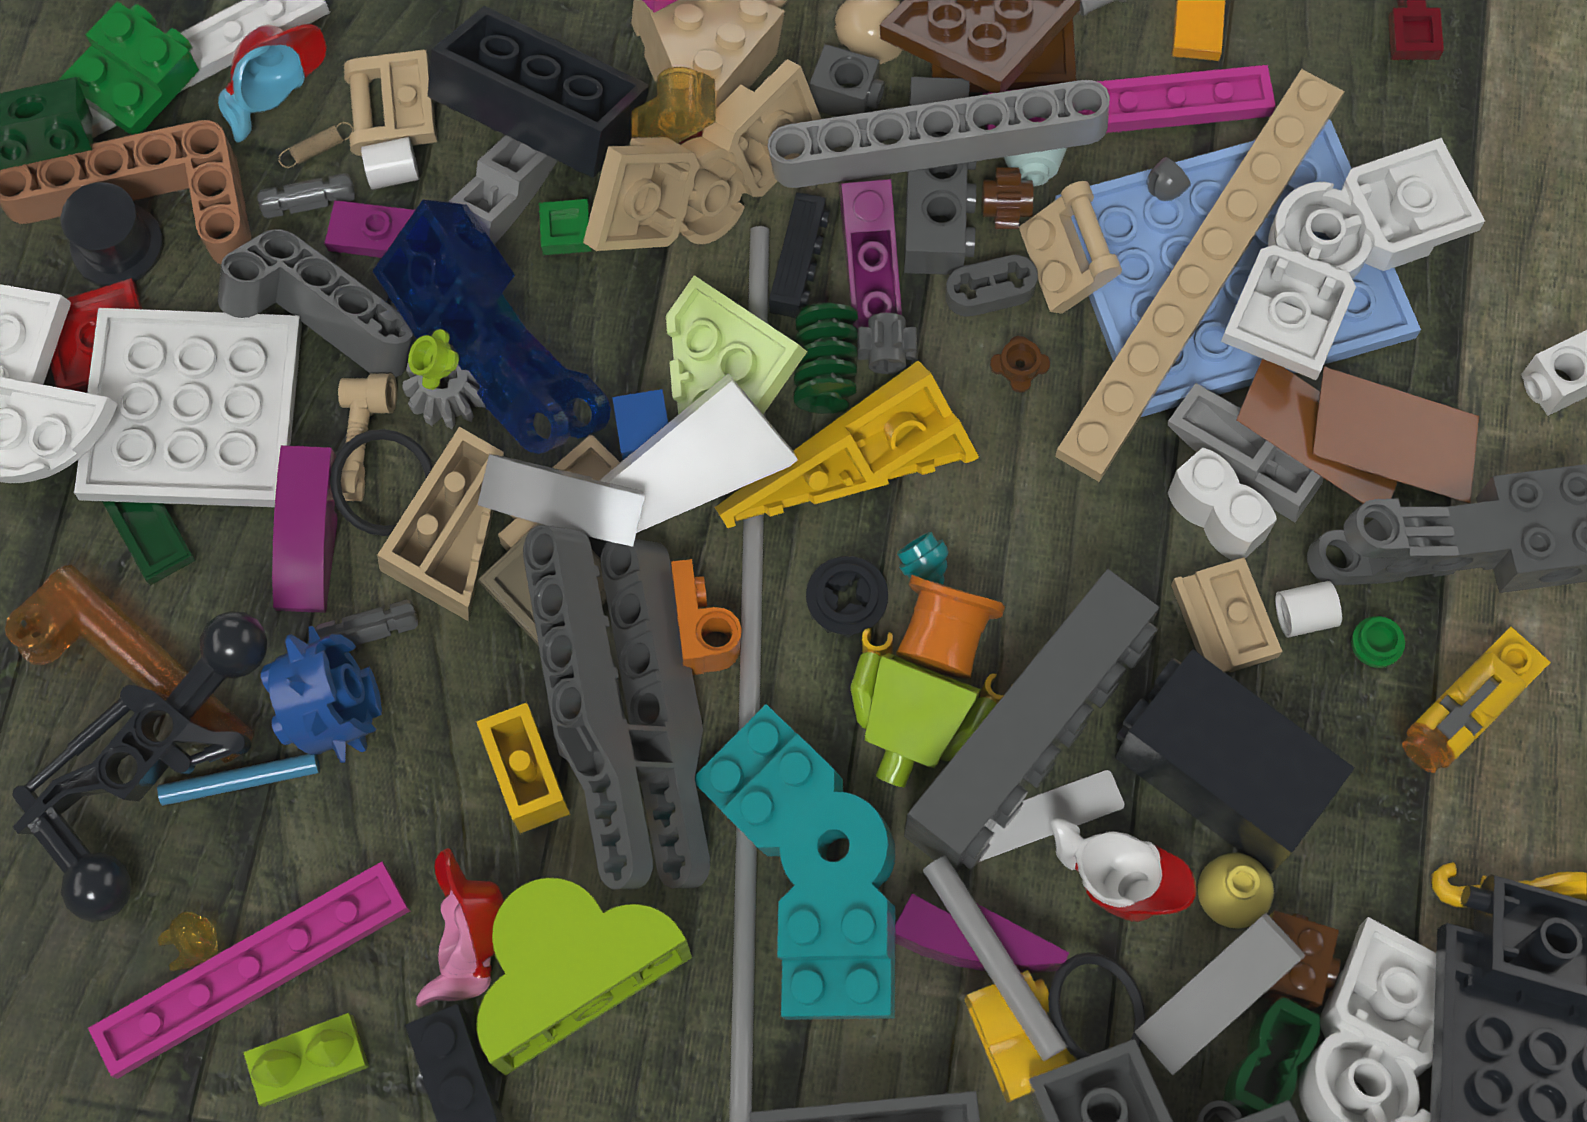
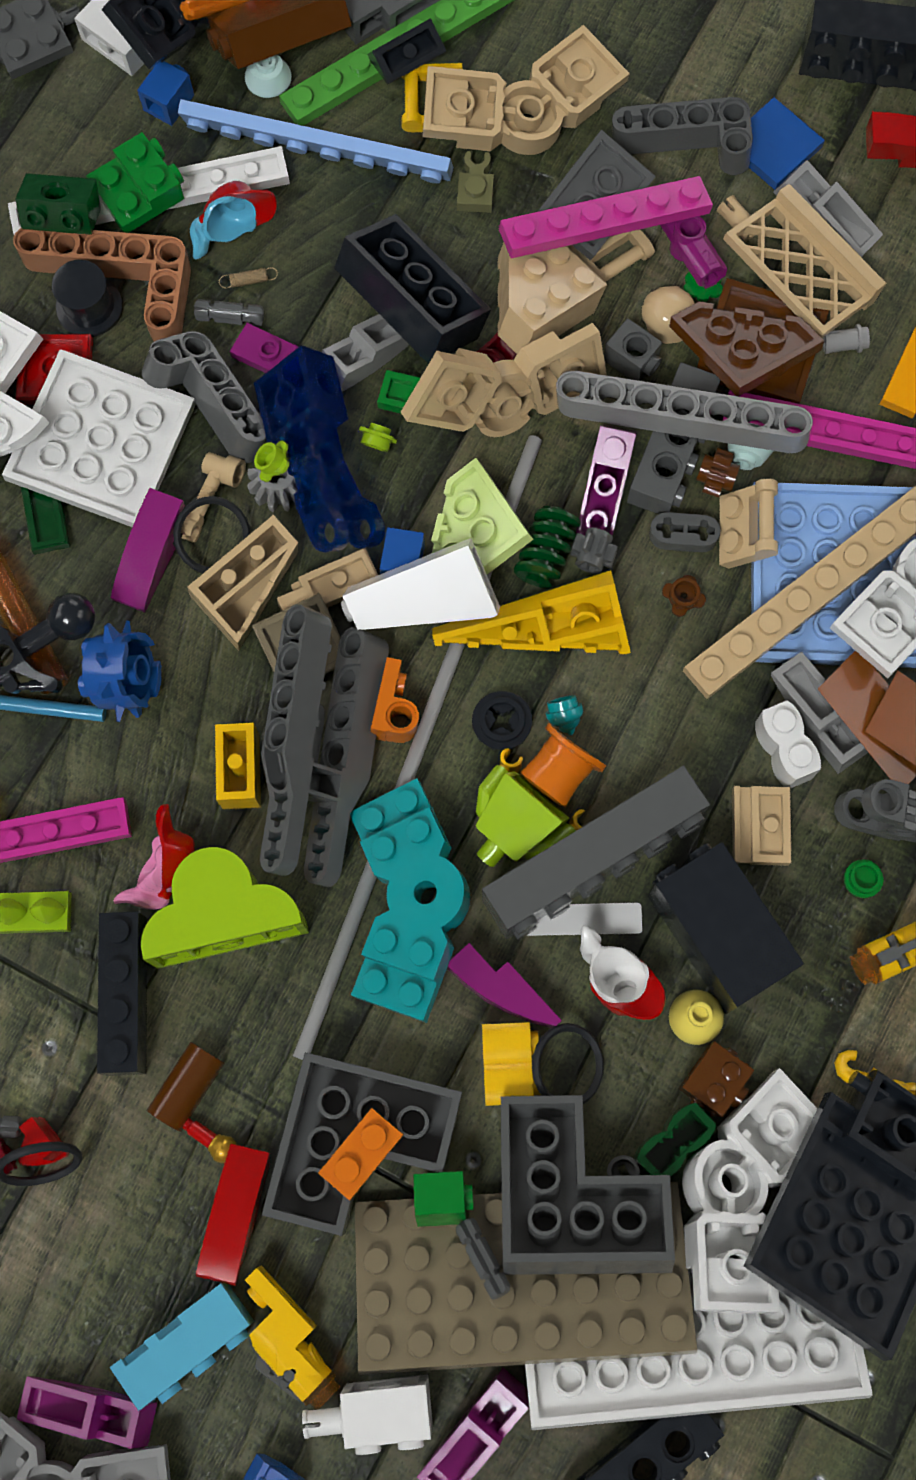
camera: 20 degrees right, 5 degrees up
(373, 623) = (171, 631): dark grey axle -> none
(390, 163) = (293, 307): white beam -> none
(404, 96) = (317, 275): tan plate -> none
(556, 290) = (377, 437): none -> lime plate
(561, 499) = (324, 589): light grey slope -> none
(681, 107) = (503, 335): clear yellow plate -> none
(797, 256) = (555, 465): black piece -> none
(994, 958) = (508, 1006): light grey piece -> none
(1167, 180) = (836, 497): dark grey hinge -> none
(1219, 993) = (654, 1084): light grey slope -> none
(1308, 609) = (822, 839): white beam -> none

